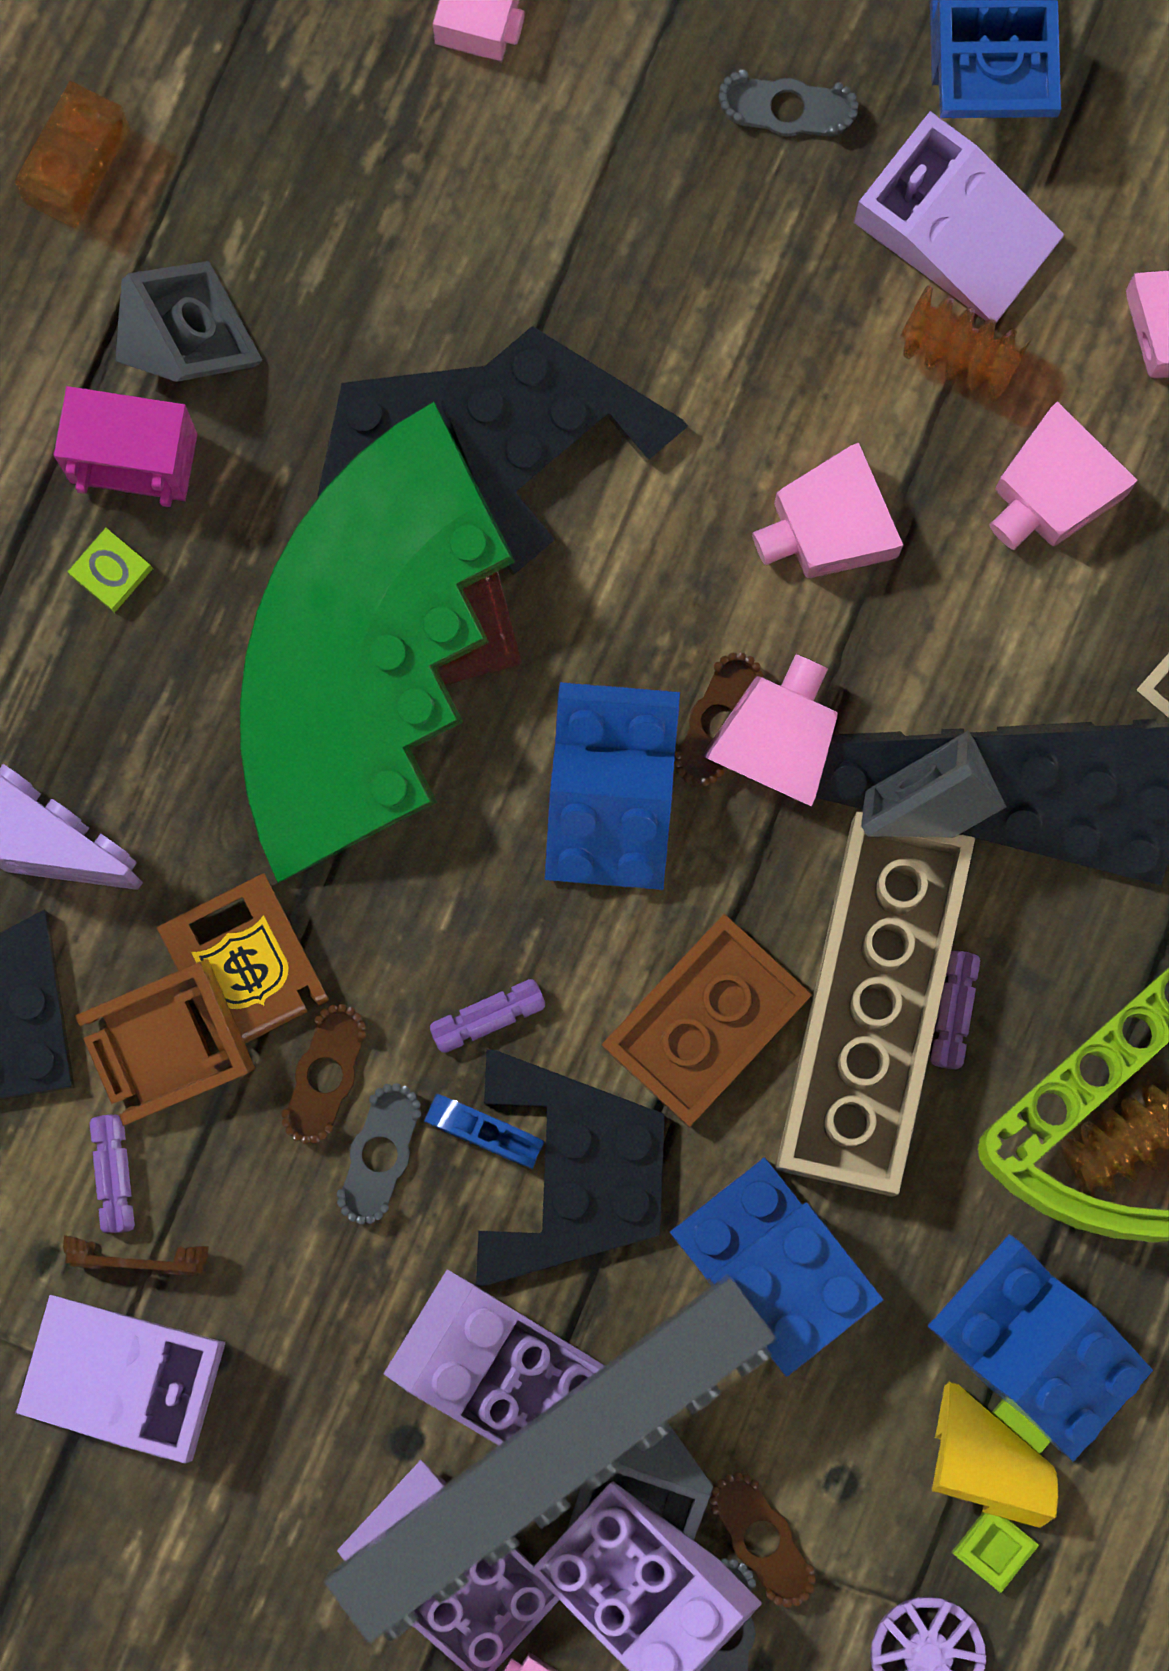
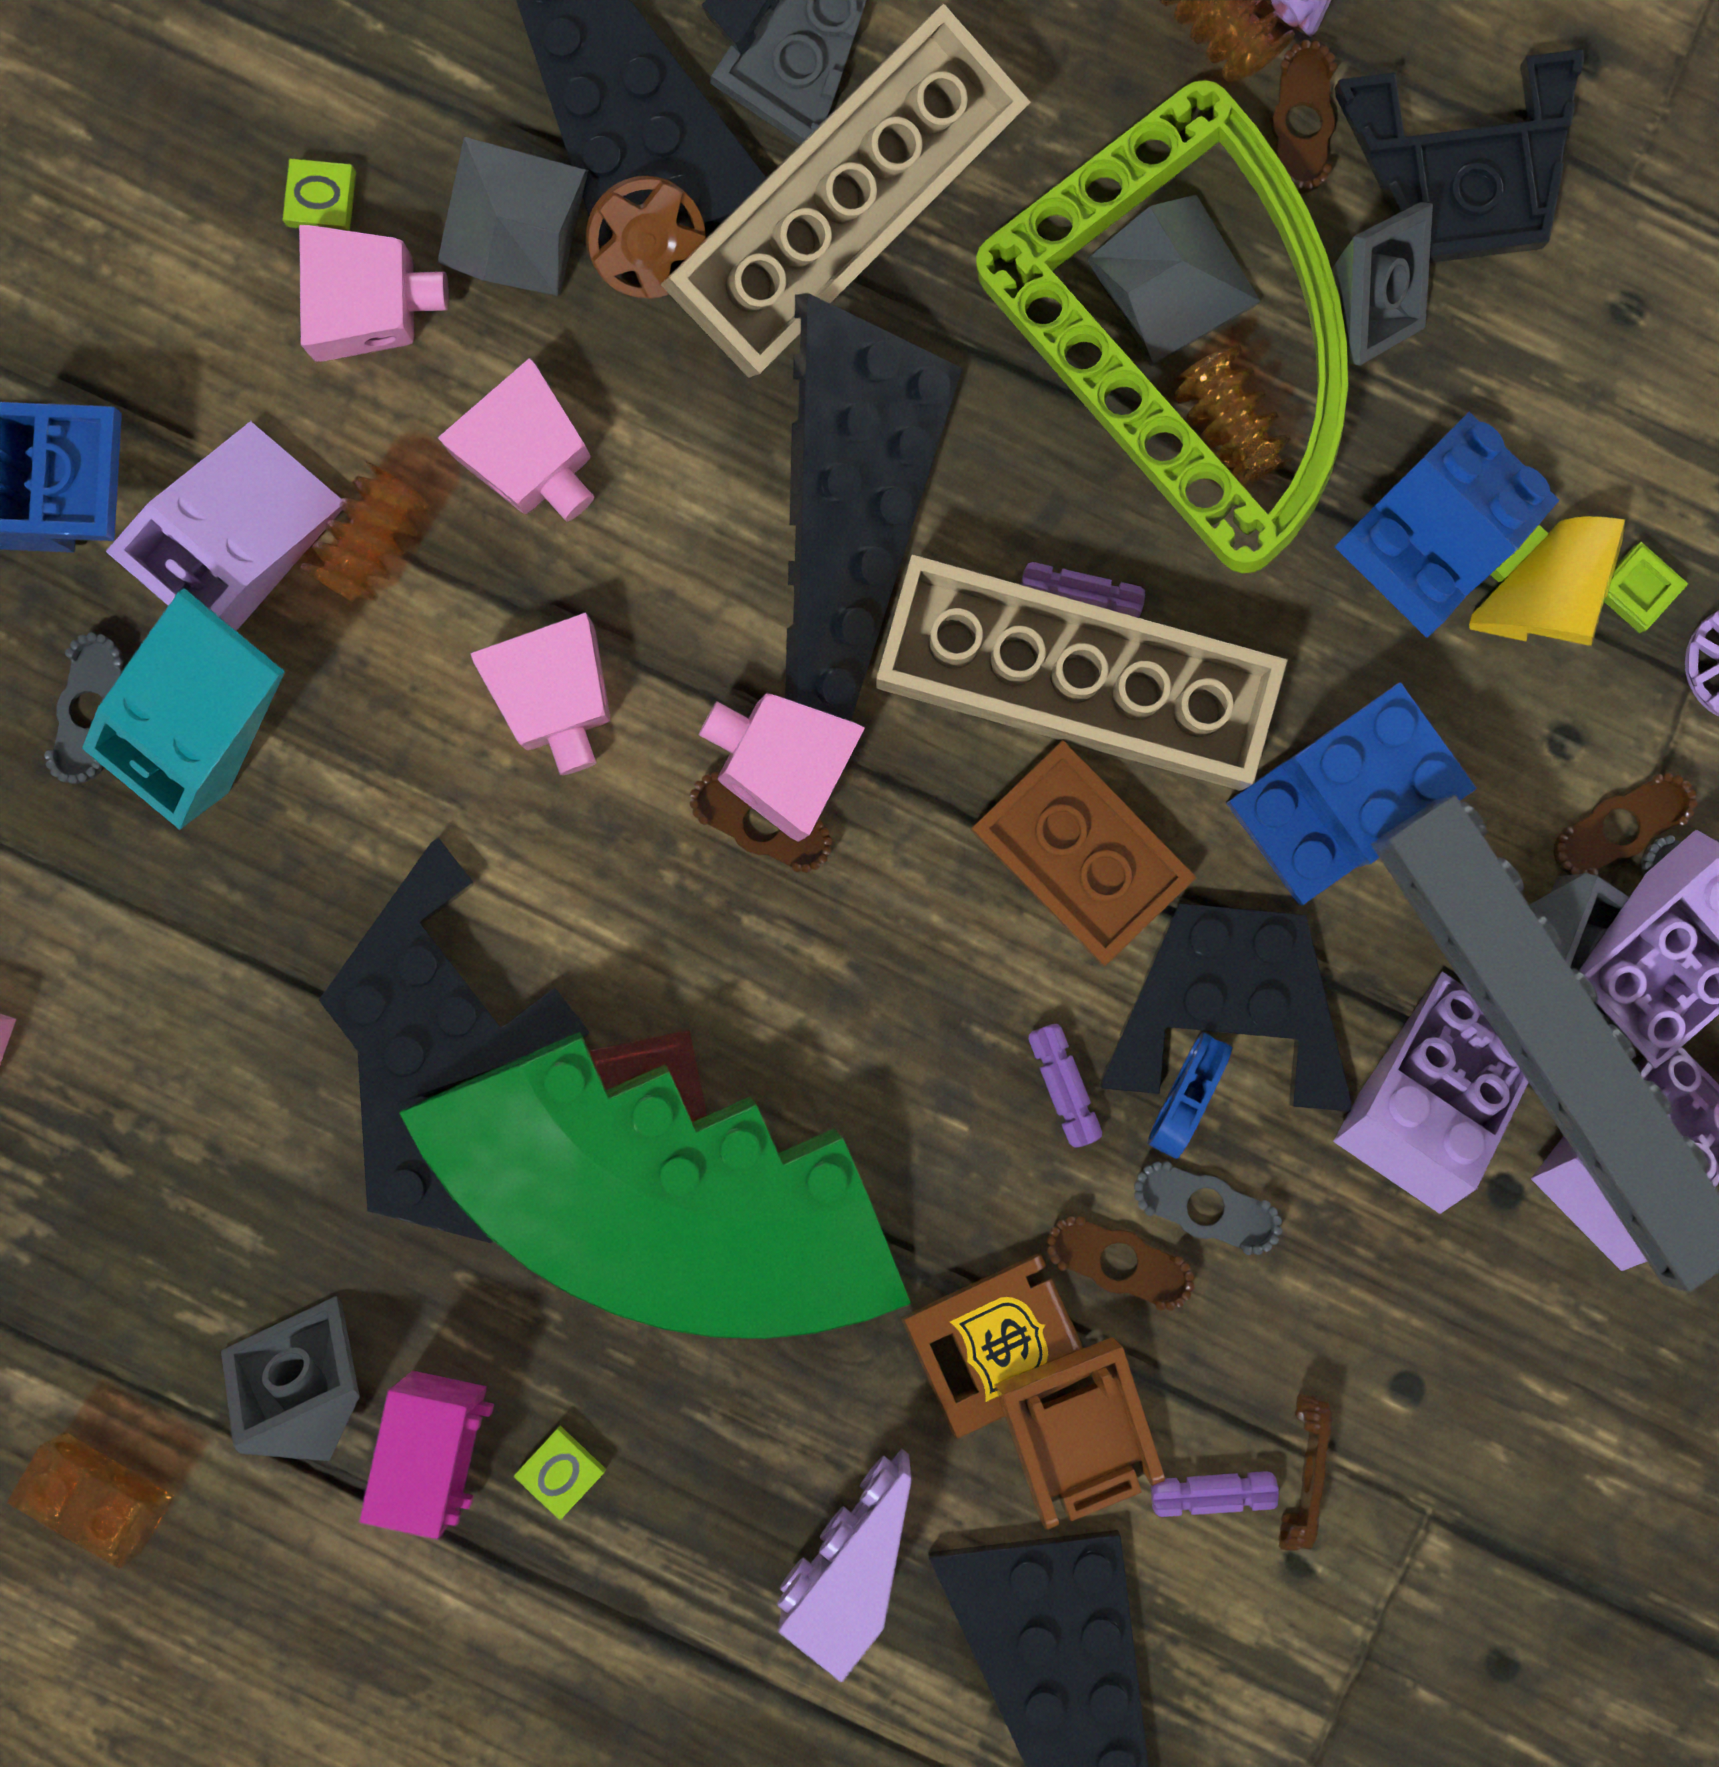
camera: 85 degrees left, 5 degrees up
(121, 1379) = (1437, 1492): lavender slope -> none
(611, 785) = (829, 939): blue bracket -> none
(787, 189) = (184, 711): none -> teal slope
(934, 794) = (865, 596): dark grey slope -> none

